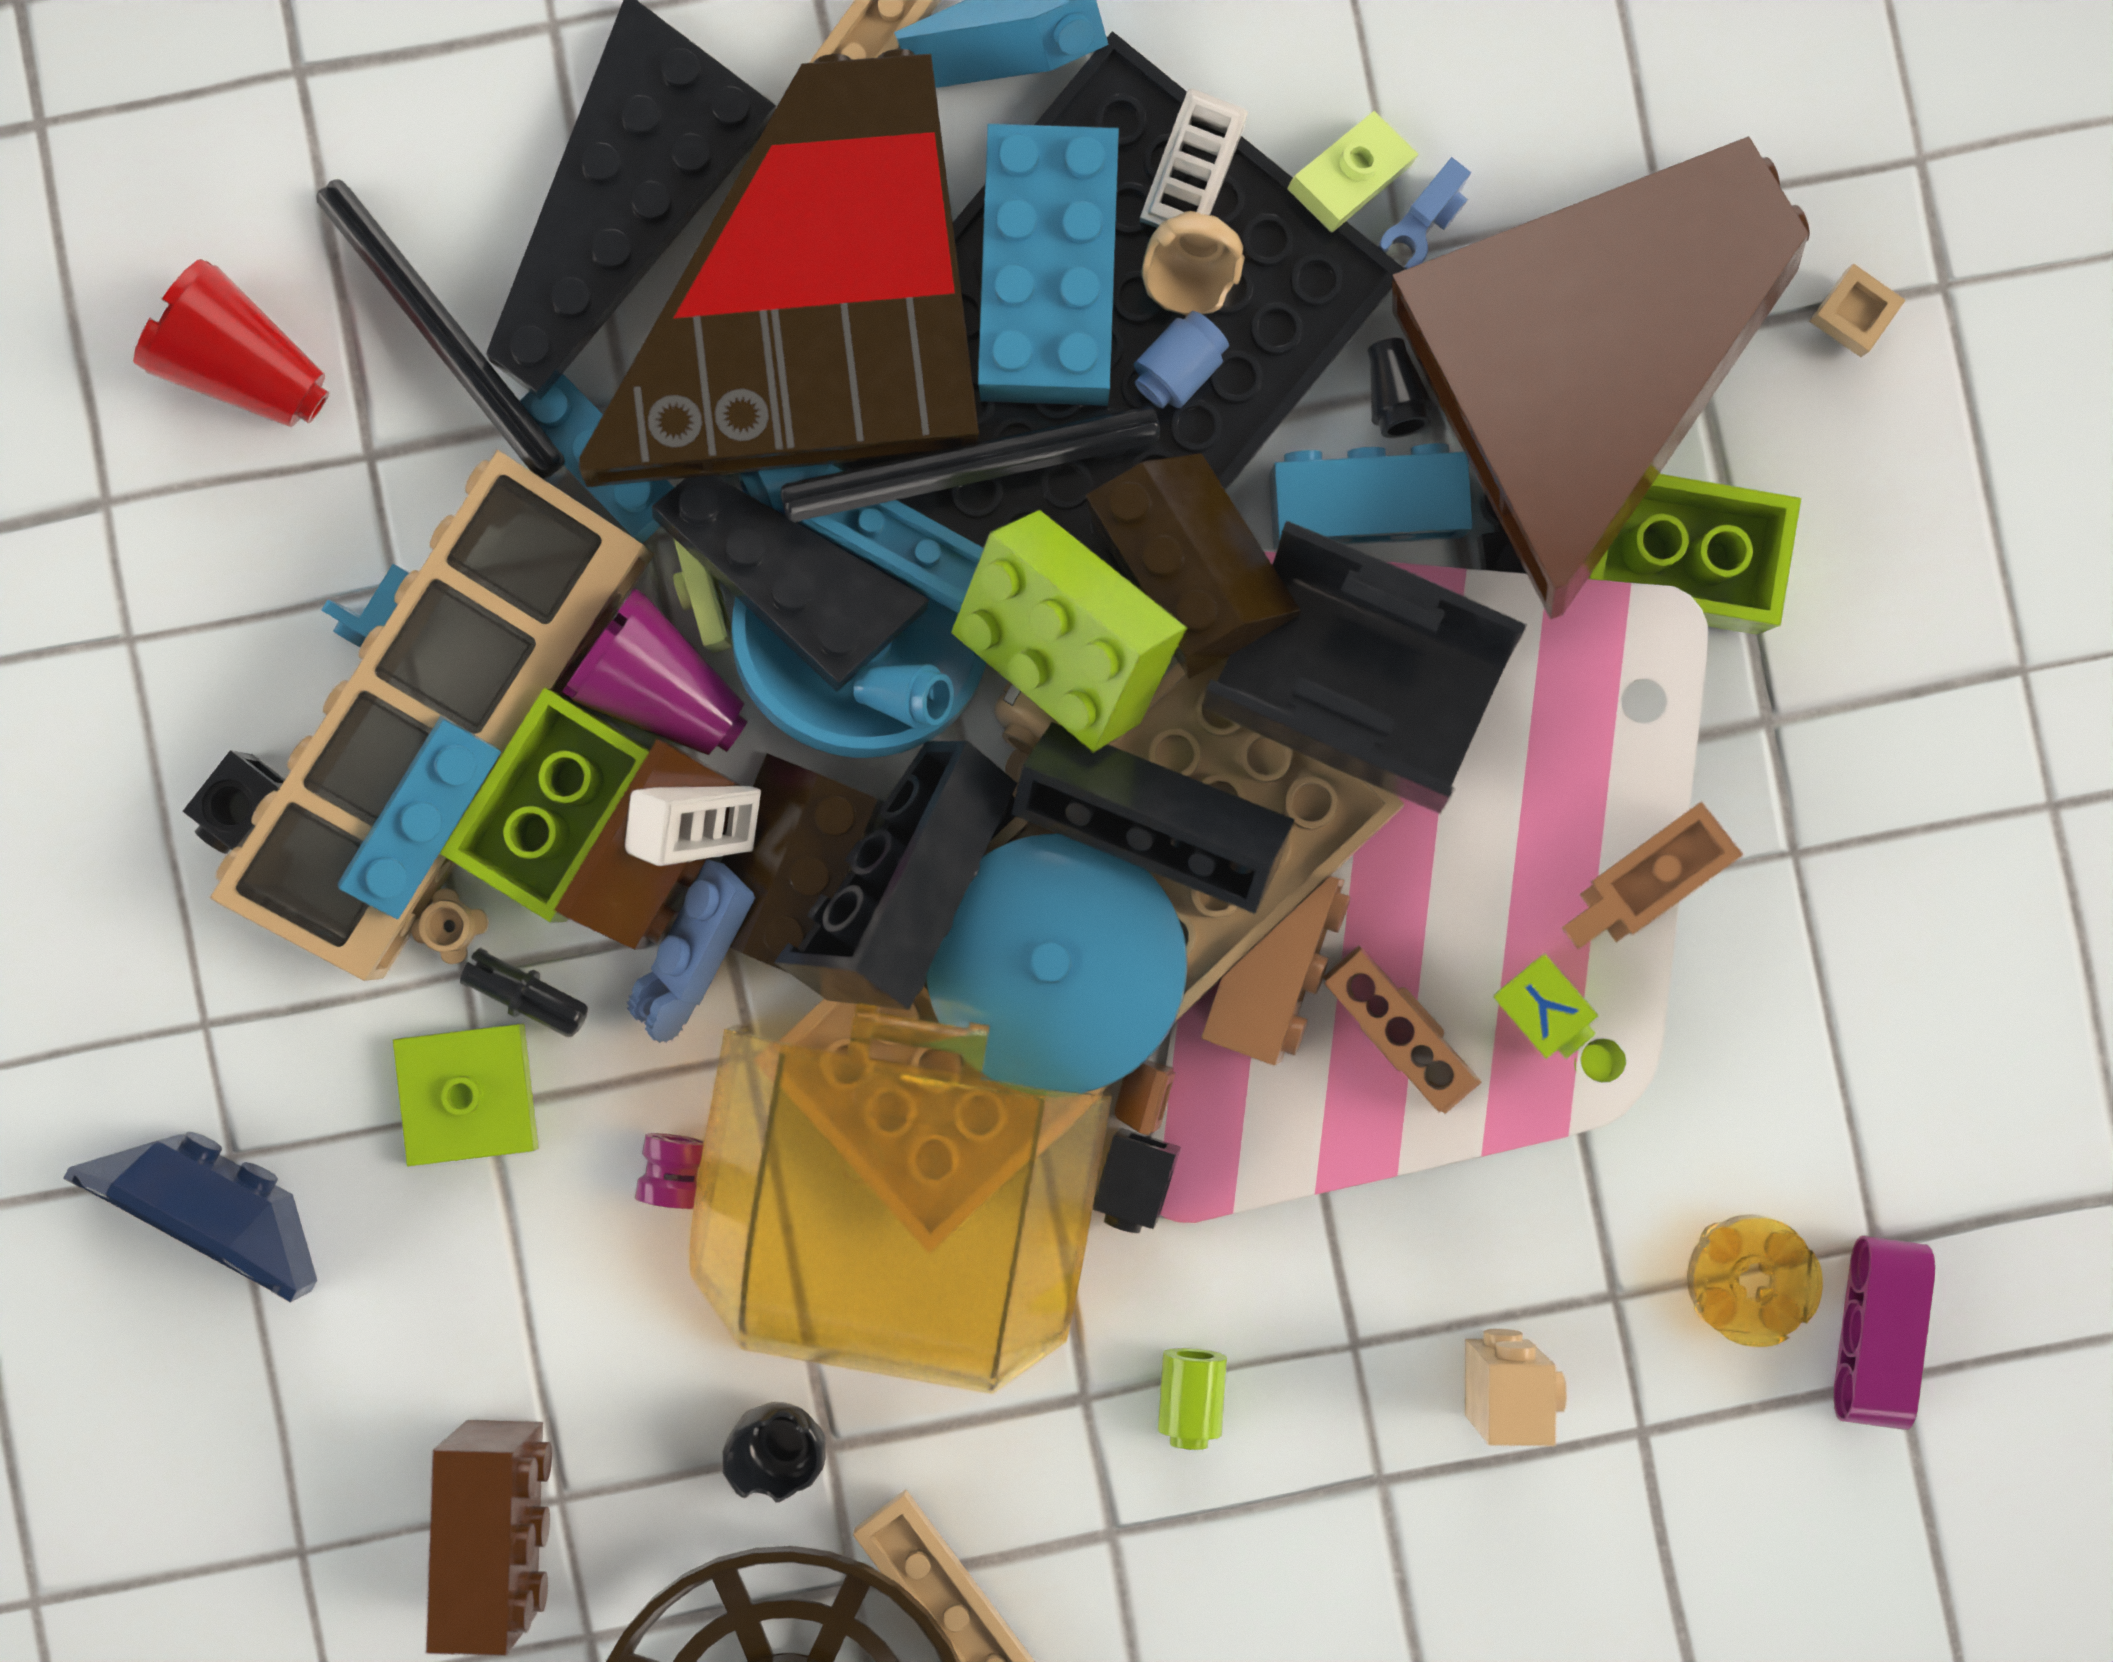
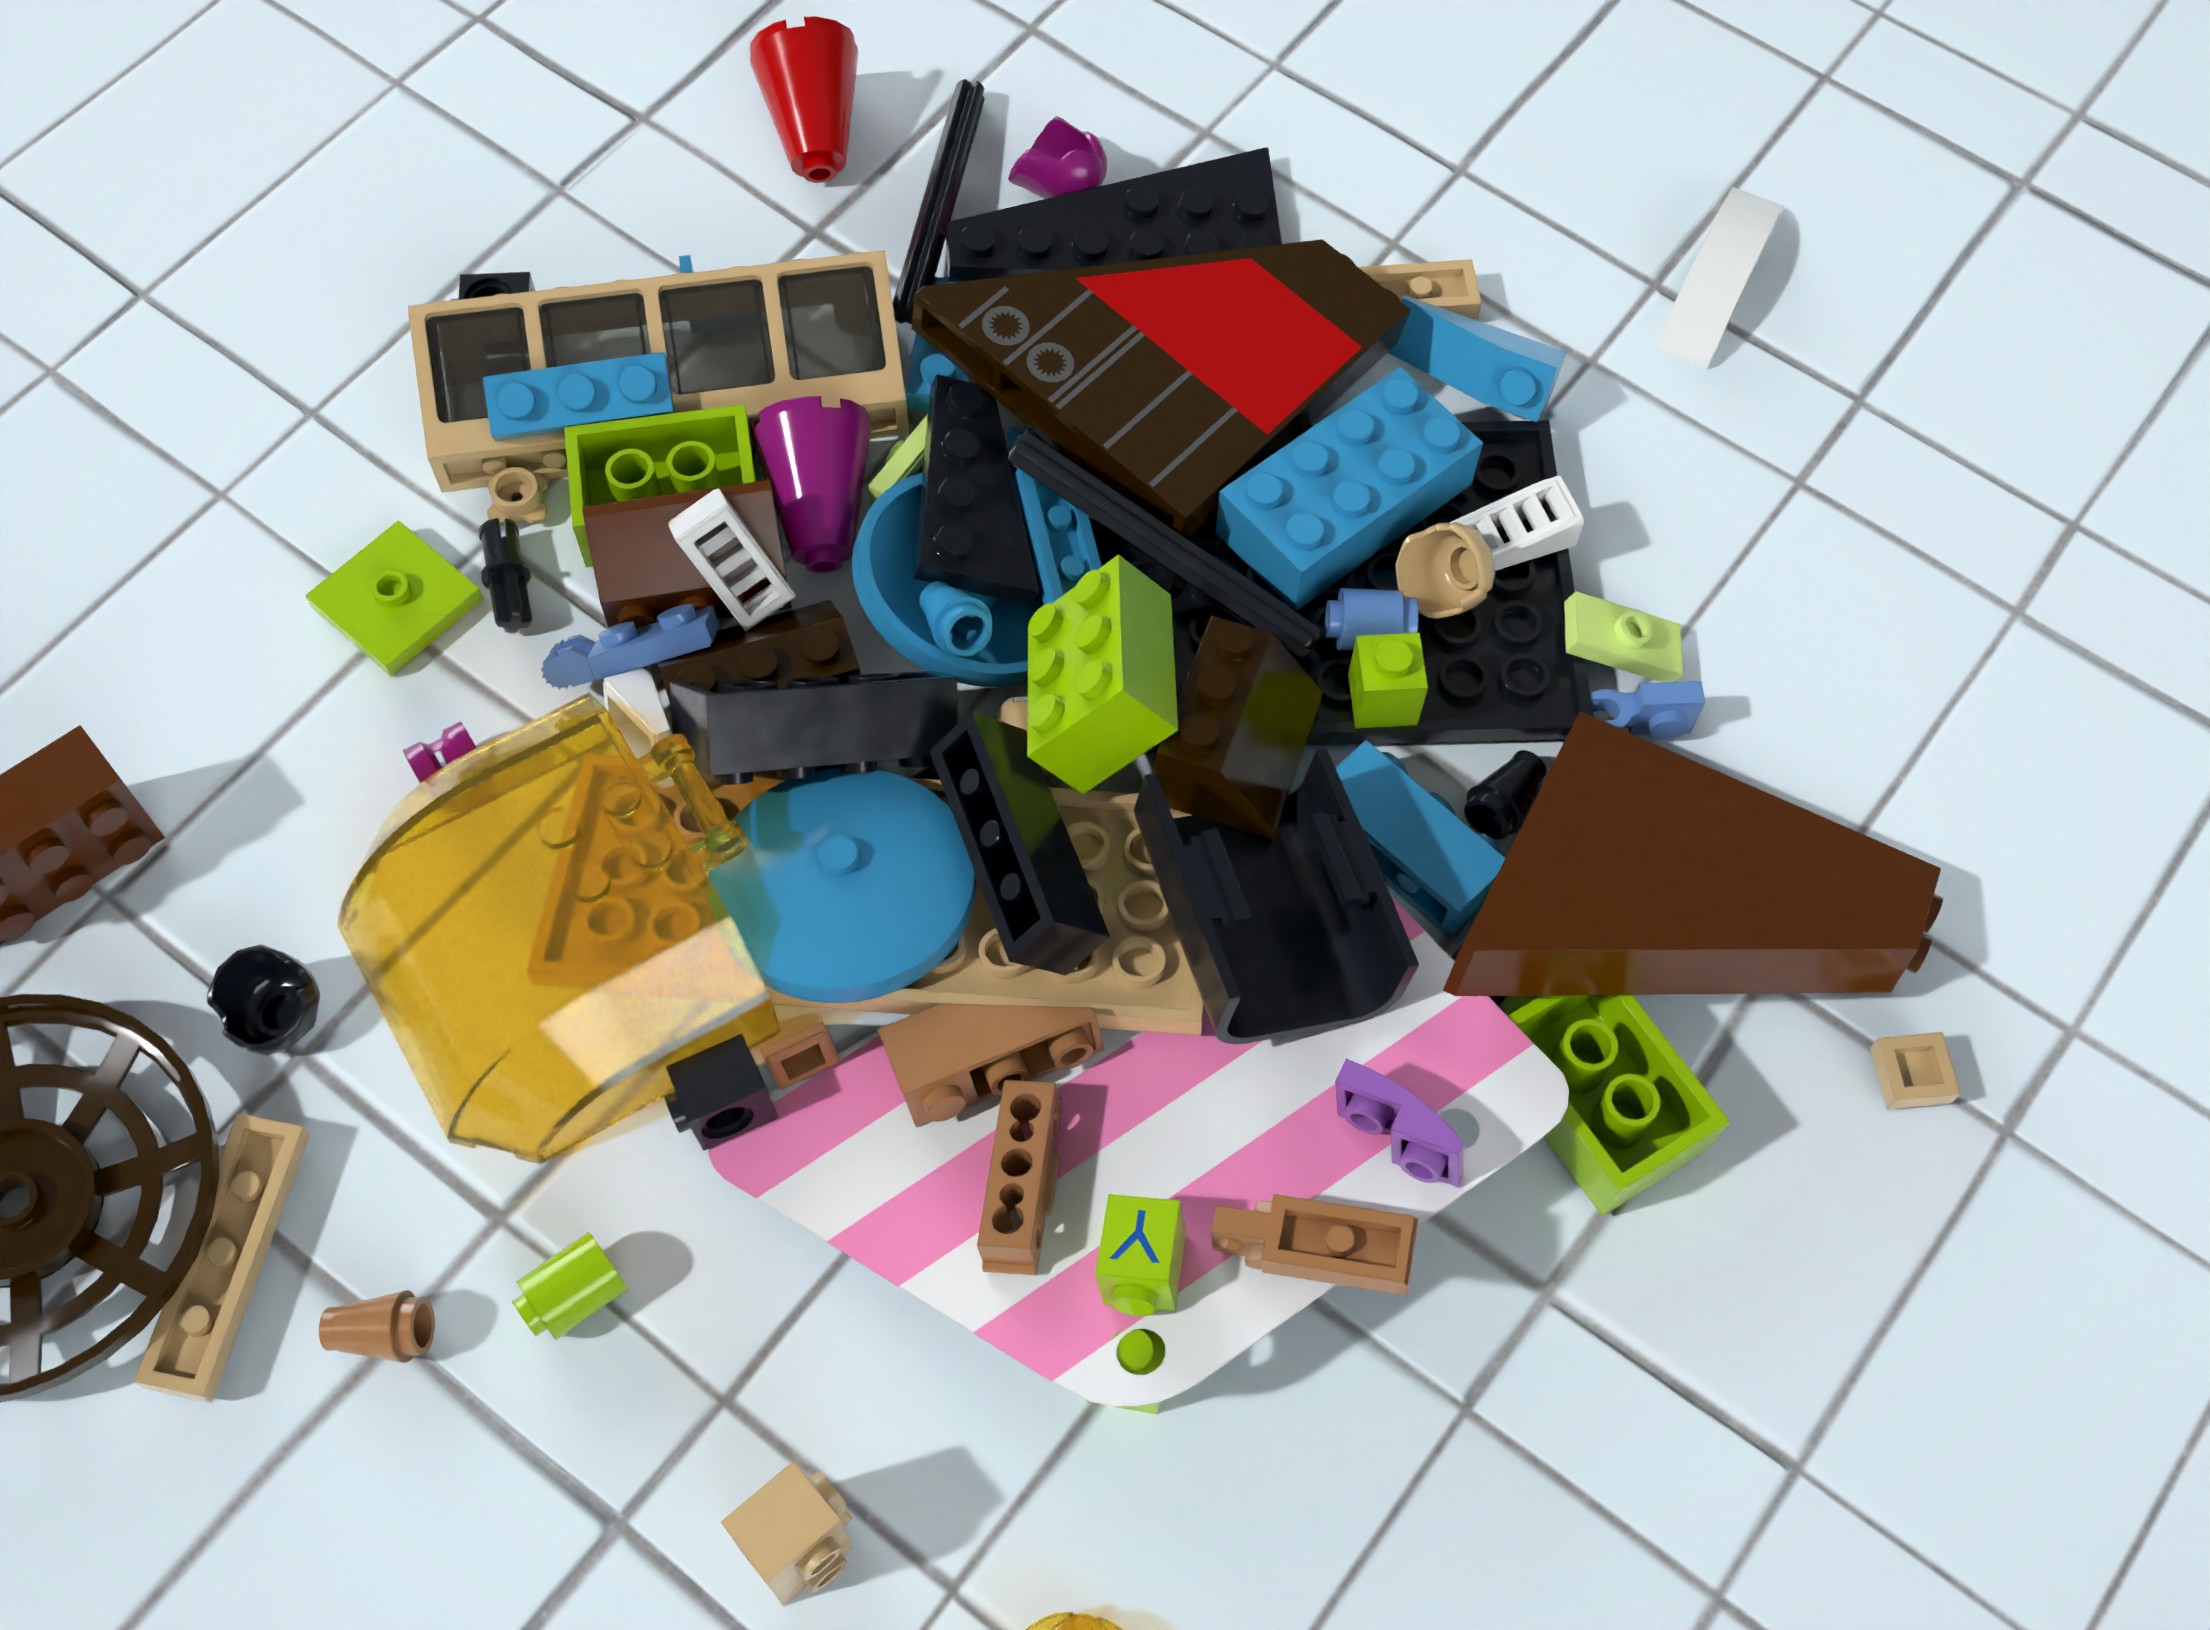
camera: 45 degrees right, 25 degrees down
(209, 1205) = (171, 497): dark blue wedge -> none
(472, 186) = (1061, 161): none -> magenta hair
(769, 1001) = (637, 712): none -> white slope
(1107, 1546) = (380, 1327): none -> medium nougat cone
(1245, 401) = (1387, 680): none -> lime brick
(1638, 741) = (1419, 1136): none -> medium lavender slope

